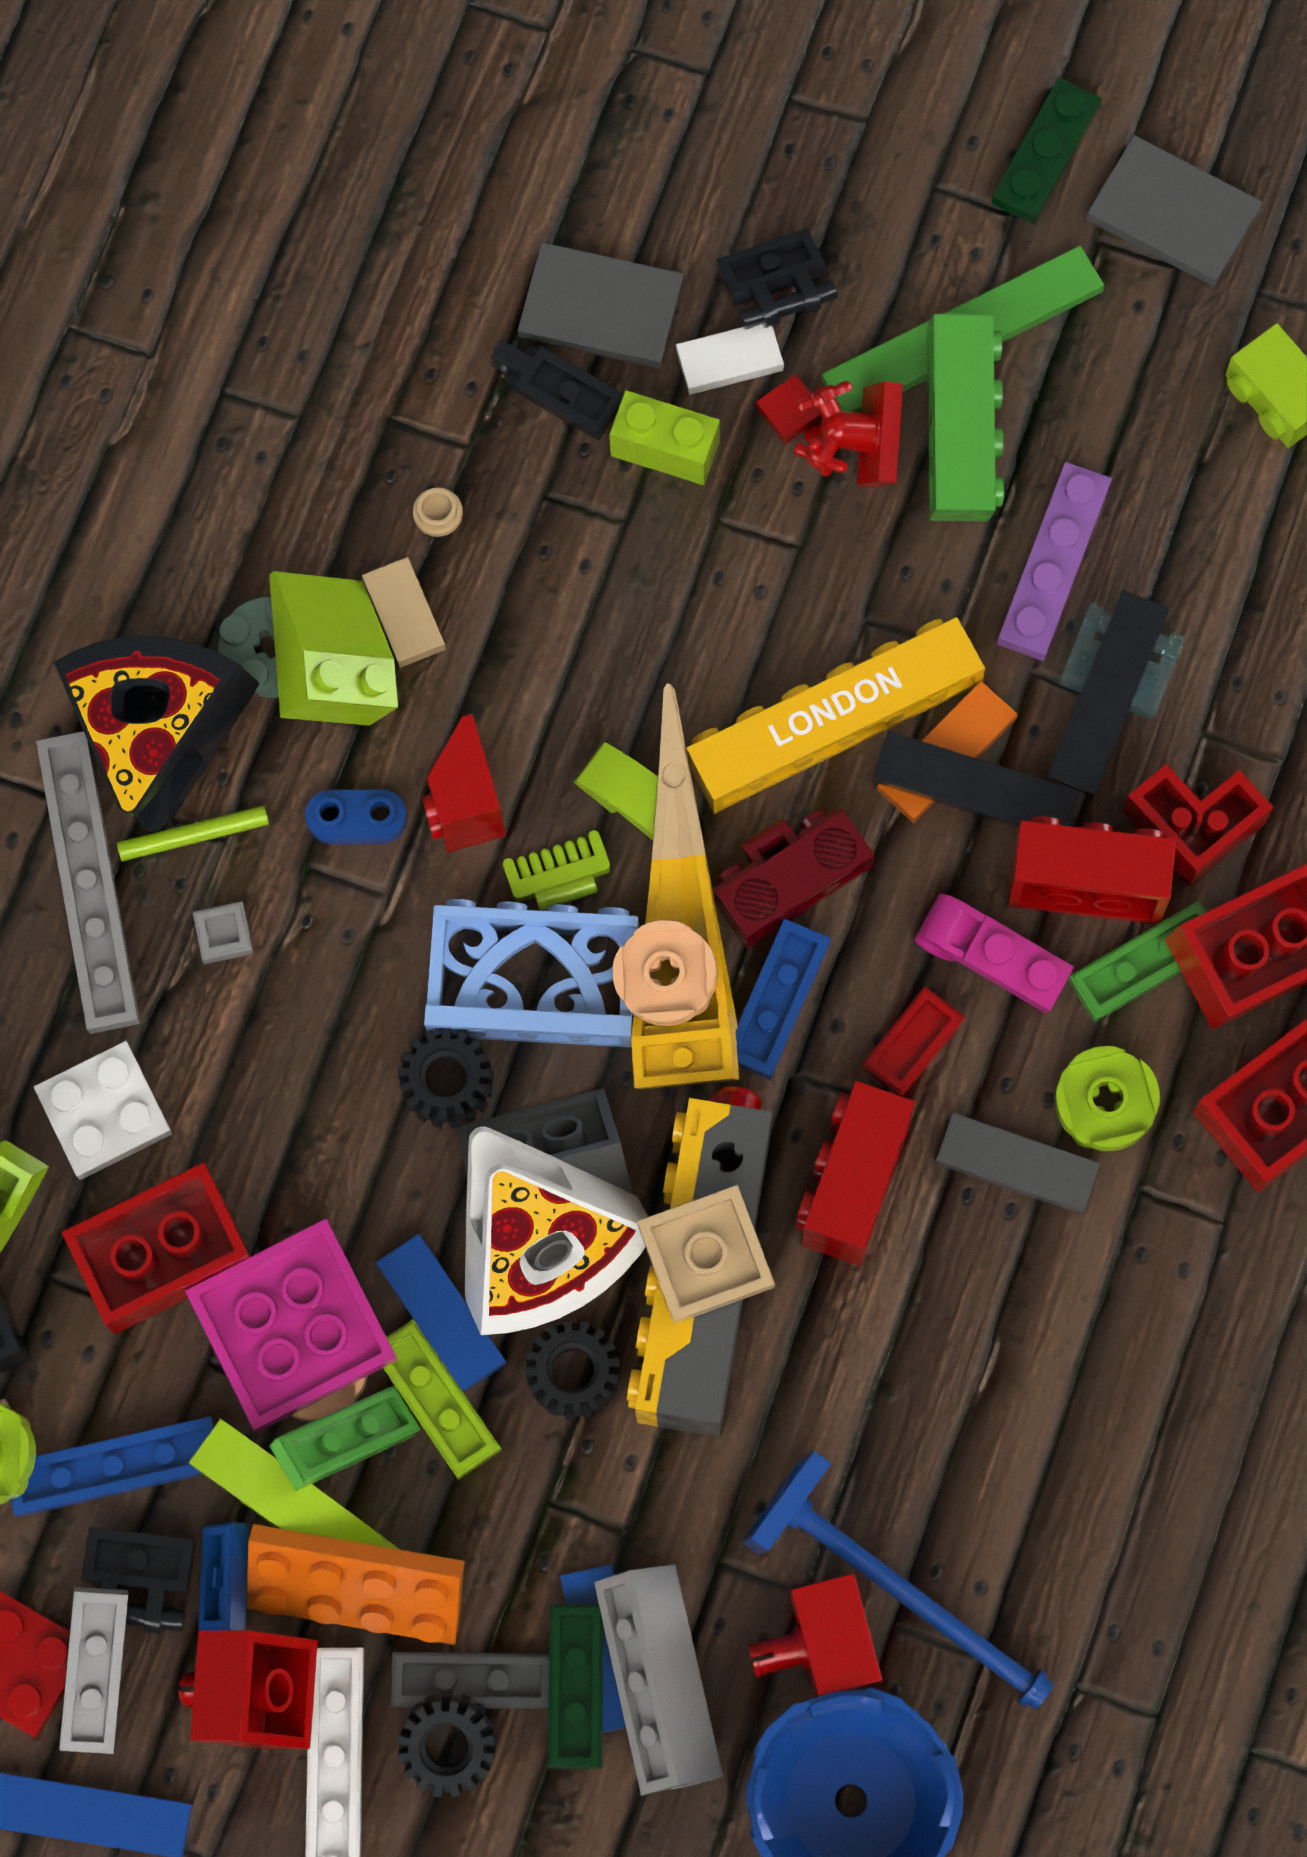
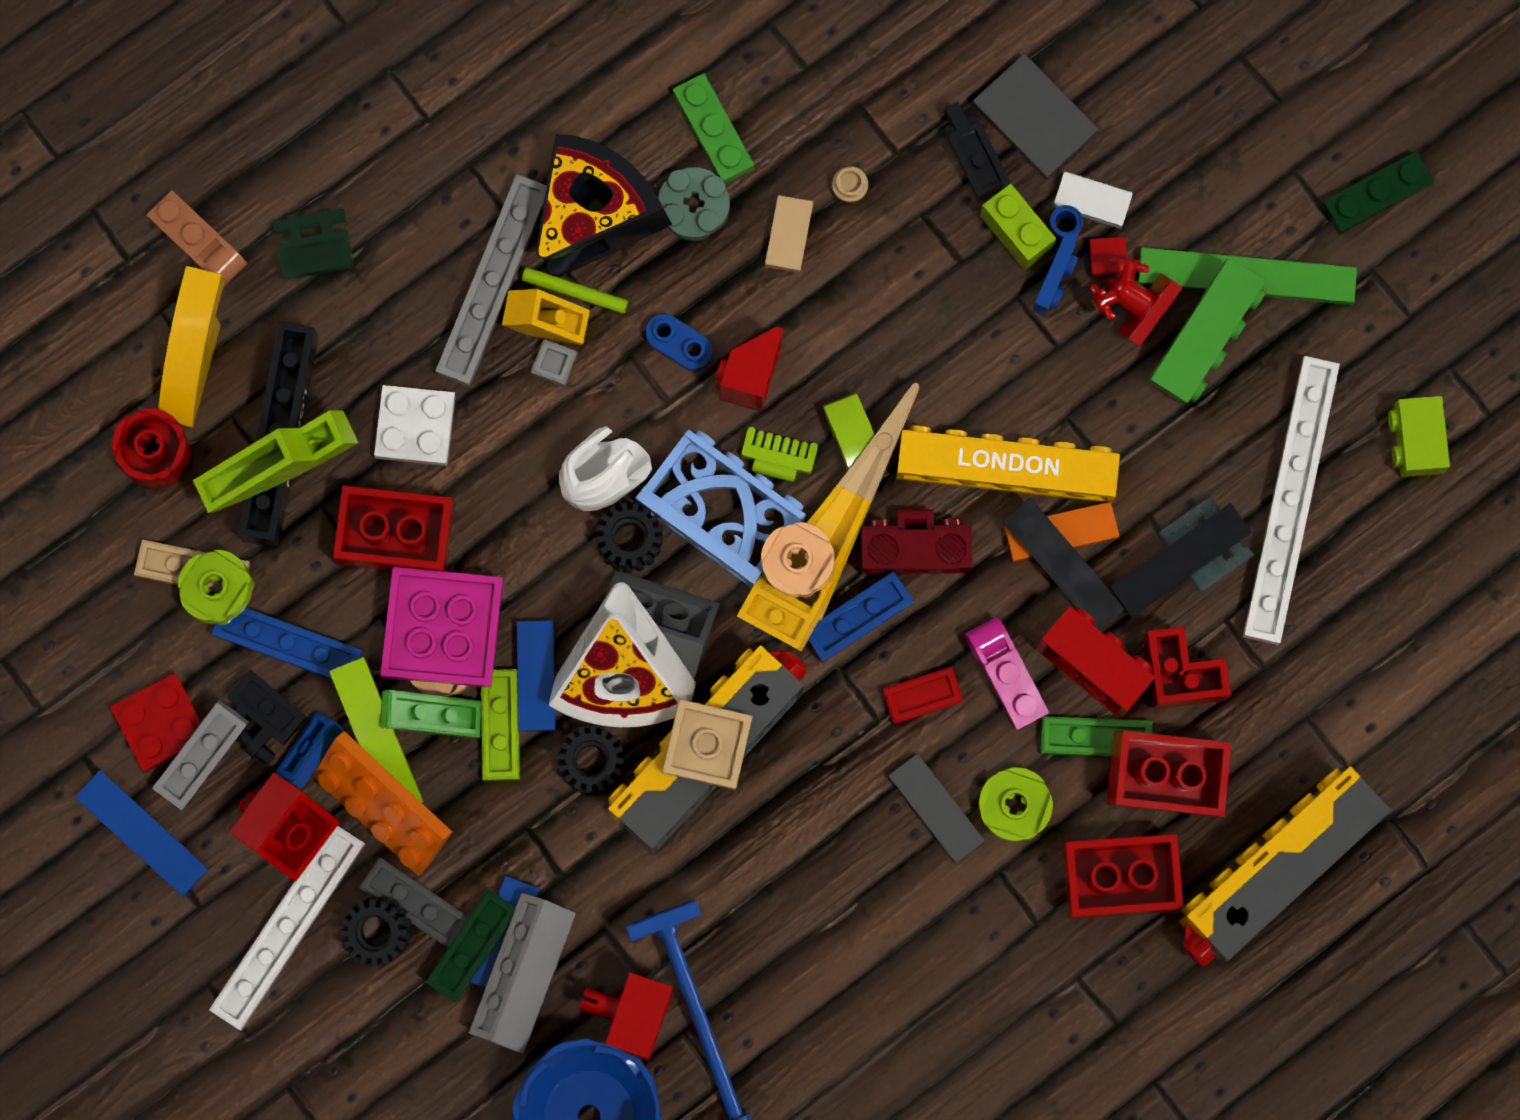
camera: 25 degrees right, 5 degrees up
(177, 883) = (545, 316): none -> yellow slope
(229, 543) = (713, 128): none -> bright green plate
(330, 651) = (727, 230): lime slope -> none
(365, 1021) = (602, 472): none -> white hair
(743, 443) = (1064, 260): none -> blue plate
(772, 268) = (1156, 161): black plate -> none
(854, 1172) = (832, 752): red brick -> none
(1054, 561) = (1206, 455): medium lavender plate -> none
(1174, 211) = (1431, 282): dark grey tile -> none
(1186, 551) = (1291, 500): none -> white plate

